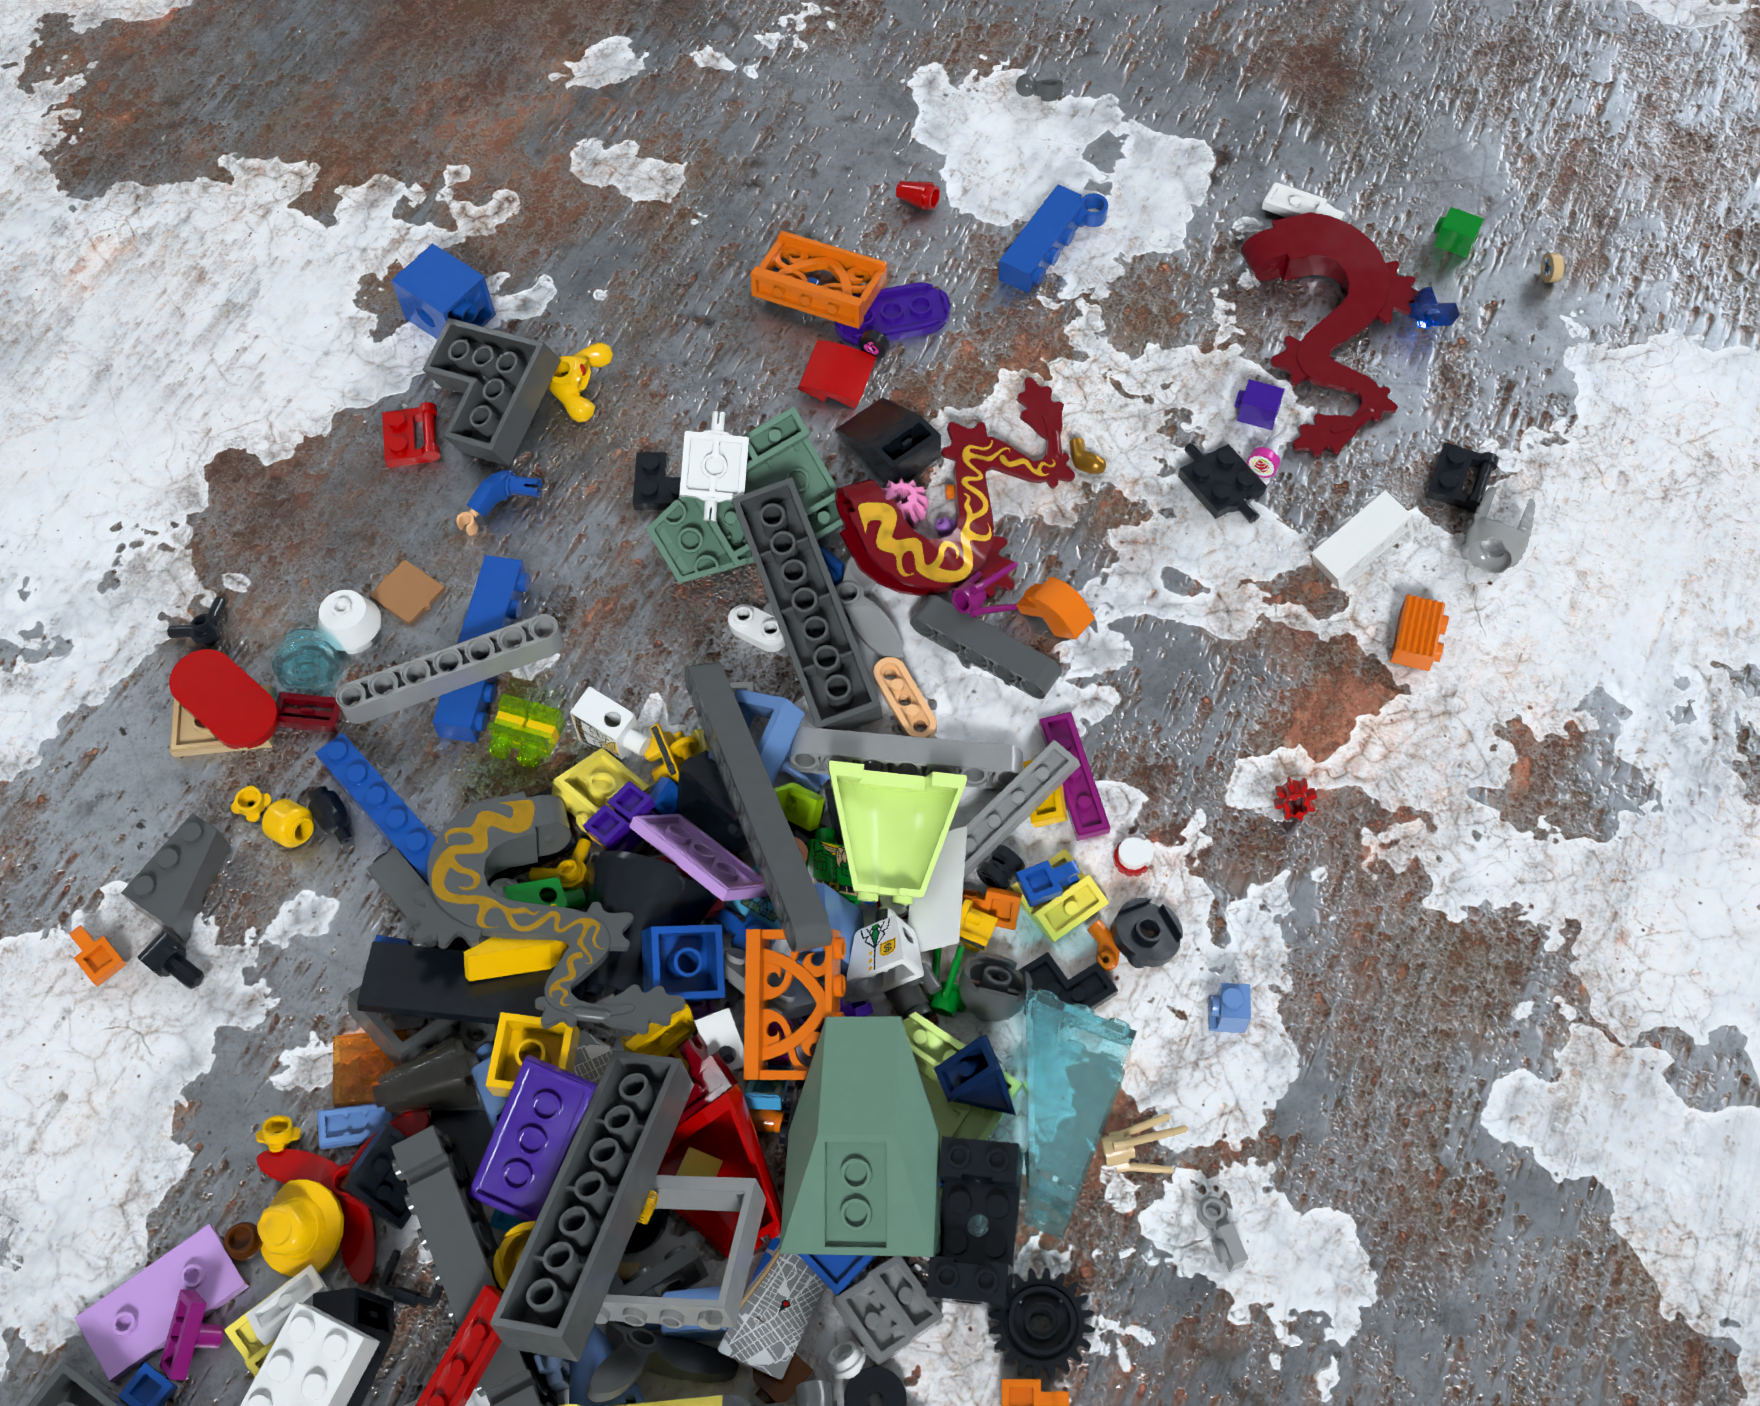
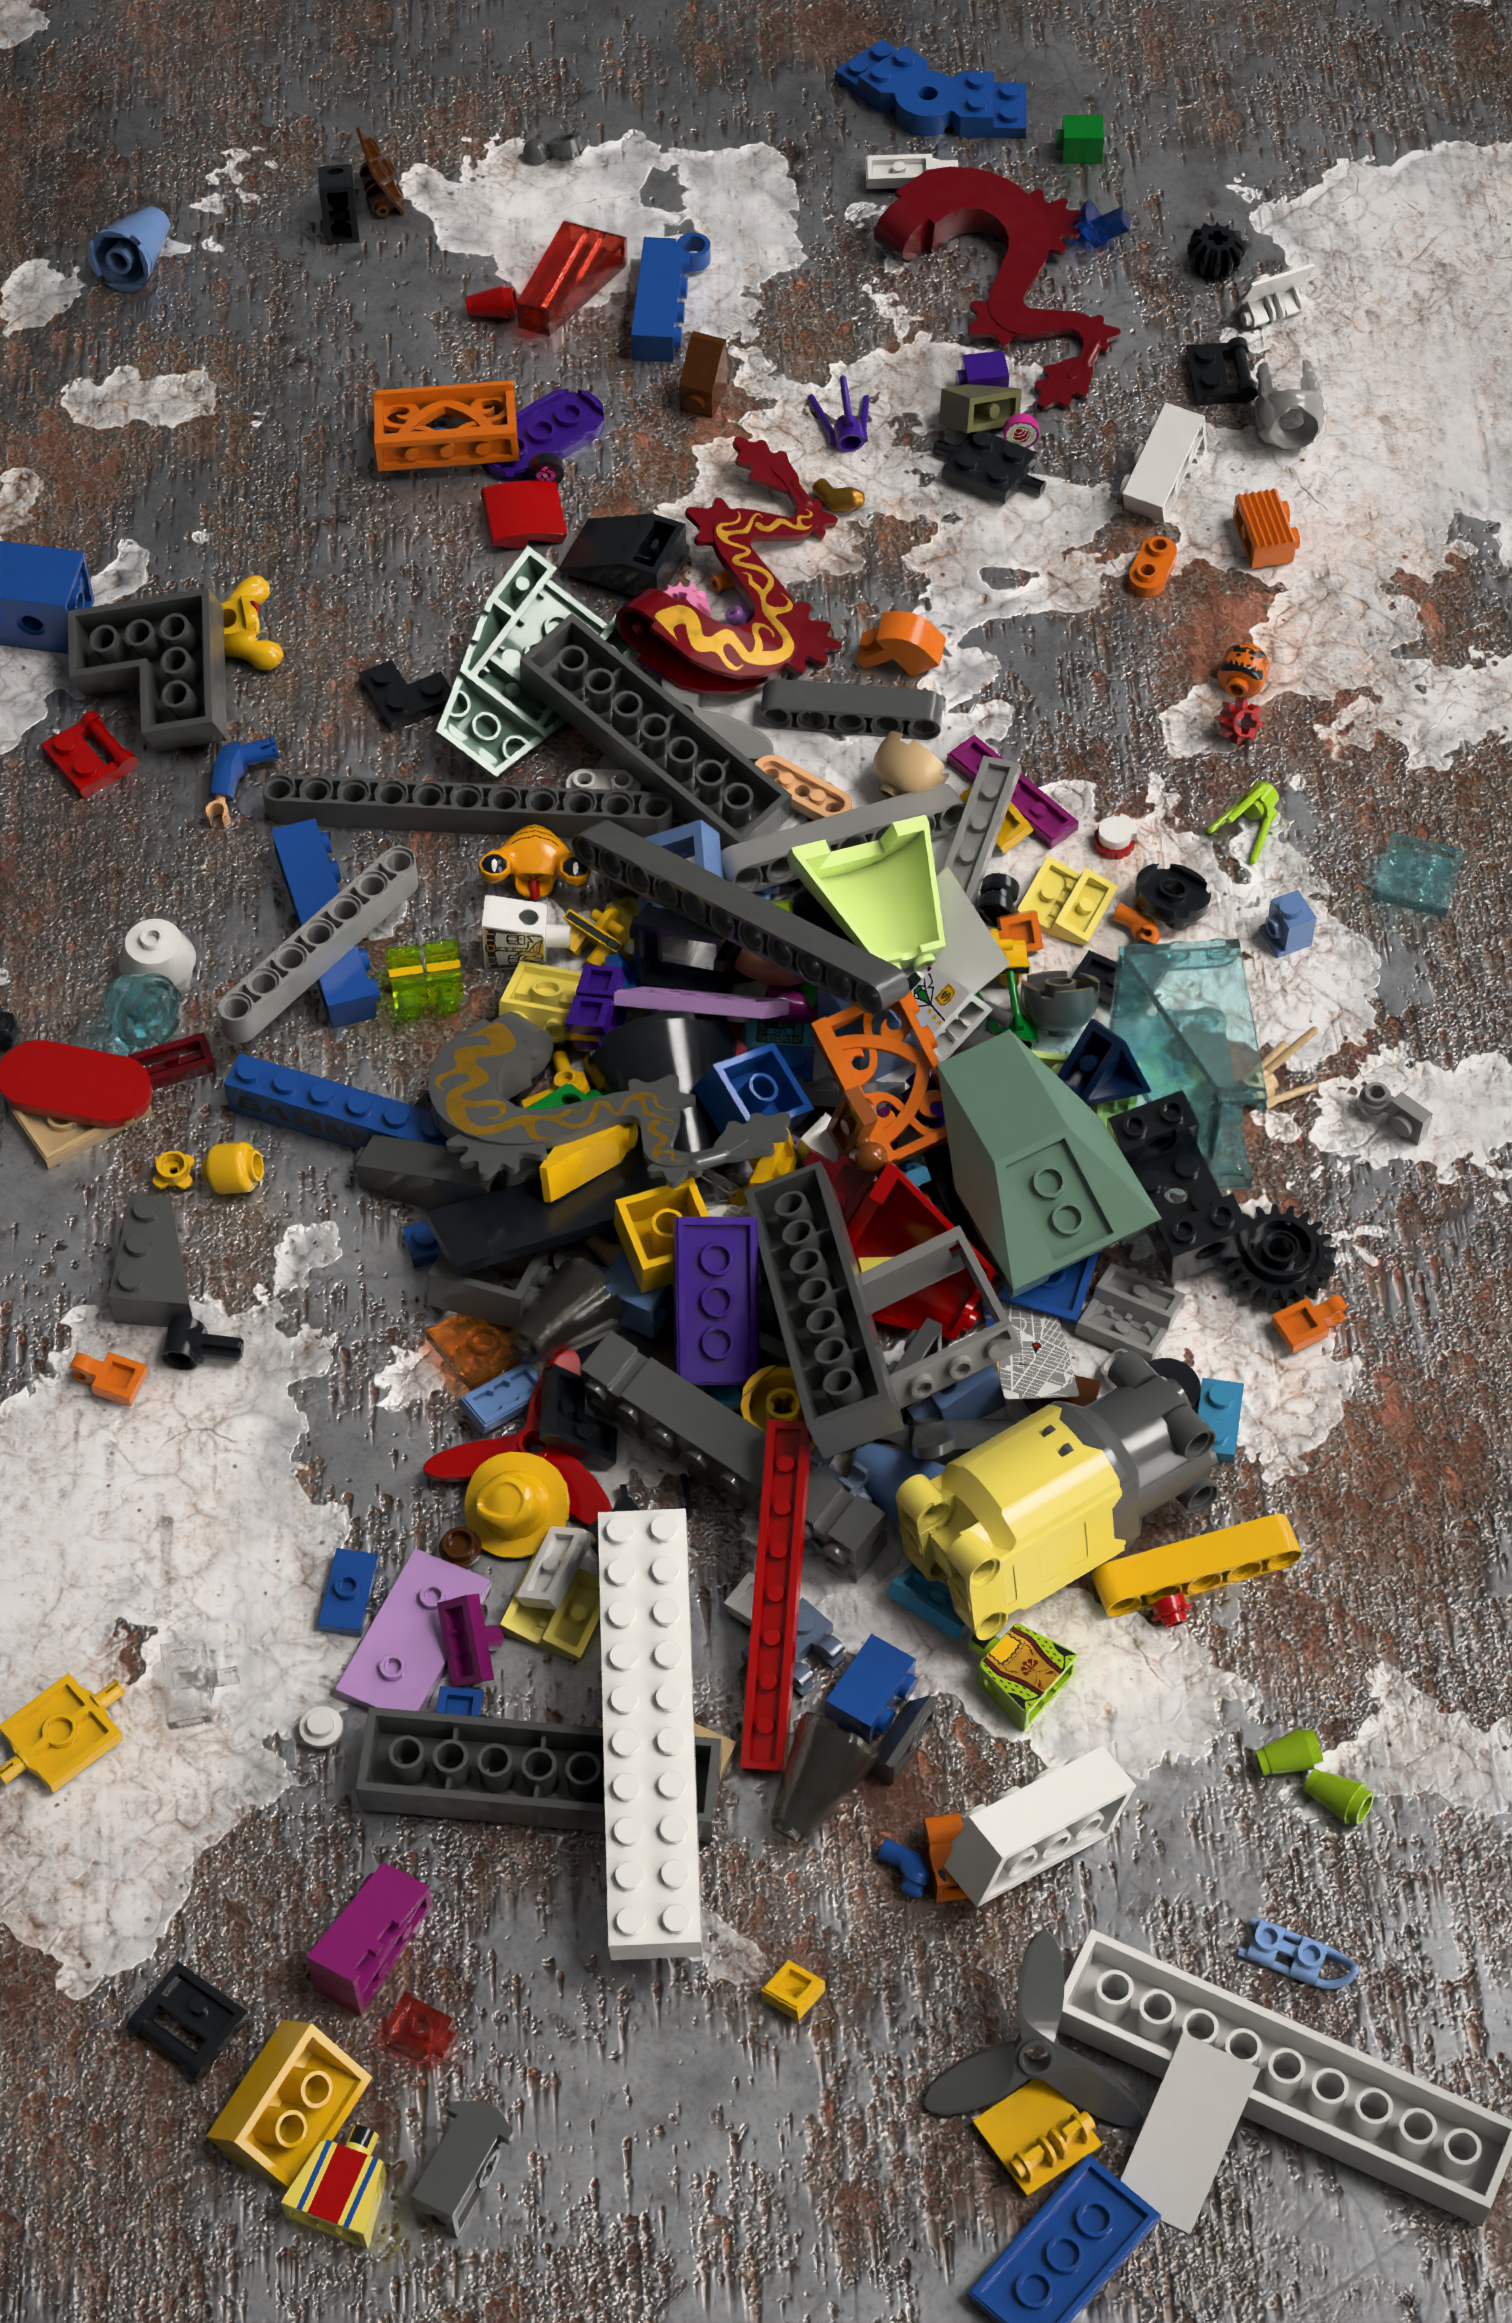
camera: 30 degrees left, 5 degrees down
(45, 1346) = (321, 1727): none -> white plate
(141, 1234) = (348, 1592): none -> blue plate
(277, 1133) = (428, 1440): yellow plate -> none
(330, 813) = (271, 1141): black plant -> none
(407, 592) = (198, 906): medium nougat piece -> none
(649, 1208) = (872, 1296): yellow leg -> none
(652, 611) = (459, 806): none -> dark grey beam
(660, 668) = (534, 861): none -> light orange head
(685, 51) = (129, 249): none -> medium blue cone
(713, 466) = (479, 635): white plate -> none
(733, 1037) = (851, 1130): none -> dark orange plate
(855, 63) = (338, 194): none -> black torso
(895, 61) = (378, 180): none -> reddish brown hinge
(971, 596) = (816, 662): magenta plant -> none
(986, 193) = (569, 275): none -> clear red slope
(991, 720) = (906, 767): none -> tan cylinder
(1035, 315) = (703, 375): none -> reddish brown slope
(1043, 883) = (1050, 890): blue plate -> none
(1125, 406) = (848, 432): none -> dark purple plant
(1239, 428) = (978, 406): none -> olive slope
(1267, 881) = (1255, 805): none -> lime plant
(1308, 623) = (1155, 560): none -> orange plate
(1327, 753) = (1243, 670): none -> orange head
(1353, 154) = (931, 100): none -> blue plate
(1372, 1013) = (1418, 874): none -> clear light blue plate
(1517, 369) = (1216, 250): none -> black gear
(1552, 267) = (1193, 140): tan tile -> none
(1552, 430) = (1274, 296): none -> white hinge

